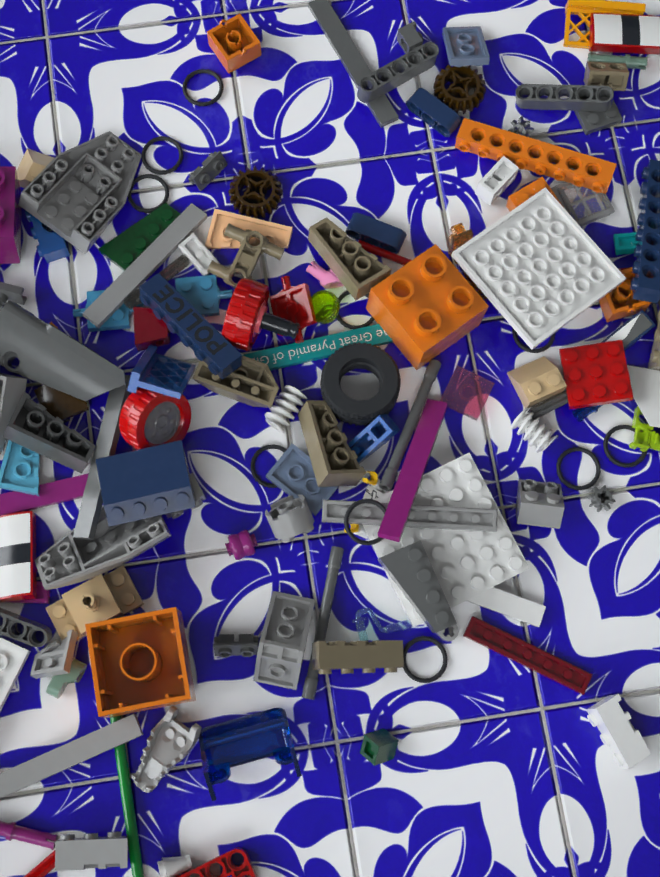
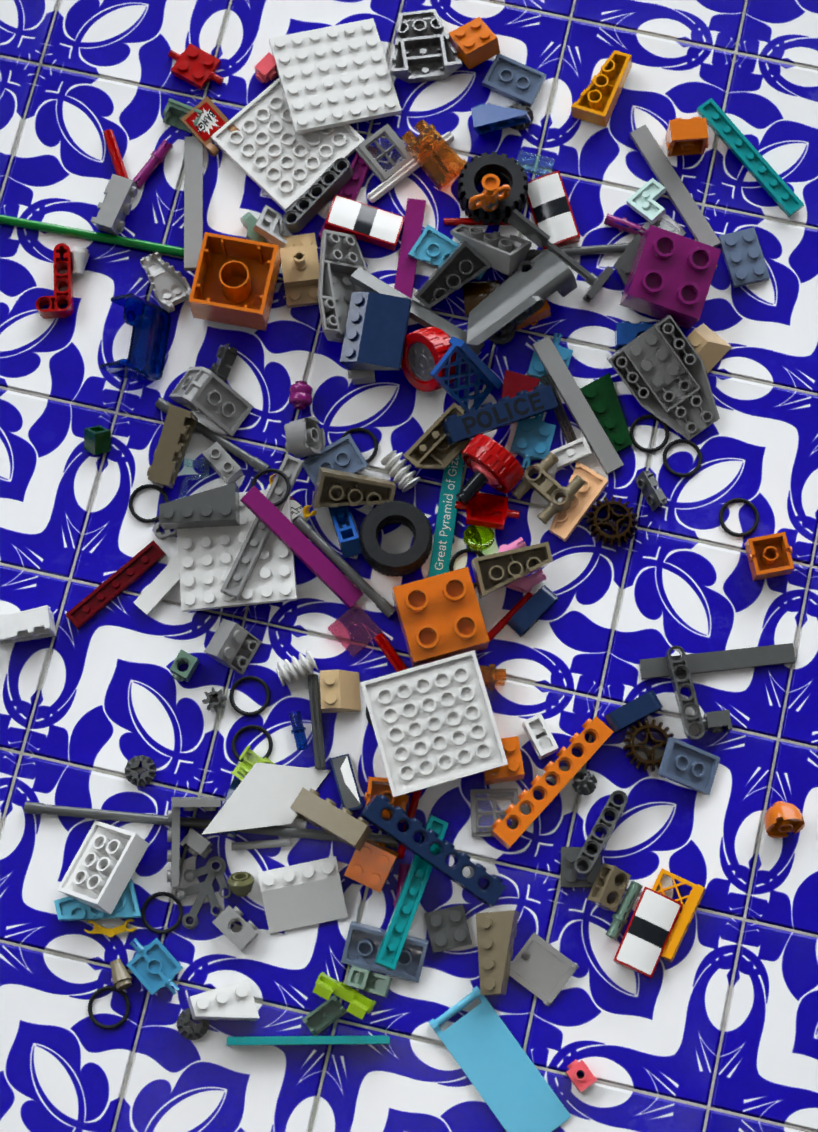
camera: 115 degrees right, 0 degrees up
(351, 595) = (222, 463): none -> light grey brick
(481, 340) = (390, 653): none -> red axle
(573, 547) = (184, 657): none -> sand green brick
(596, 374) = (322, 741): red plate -> none

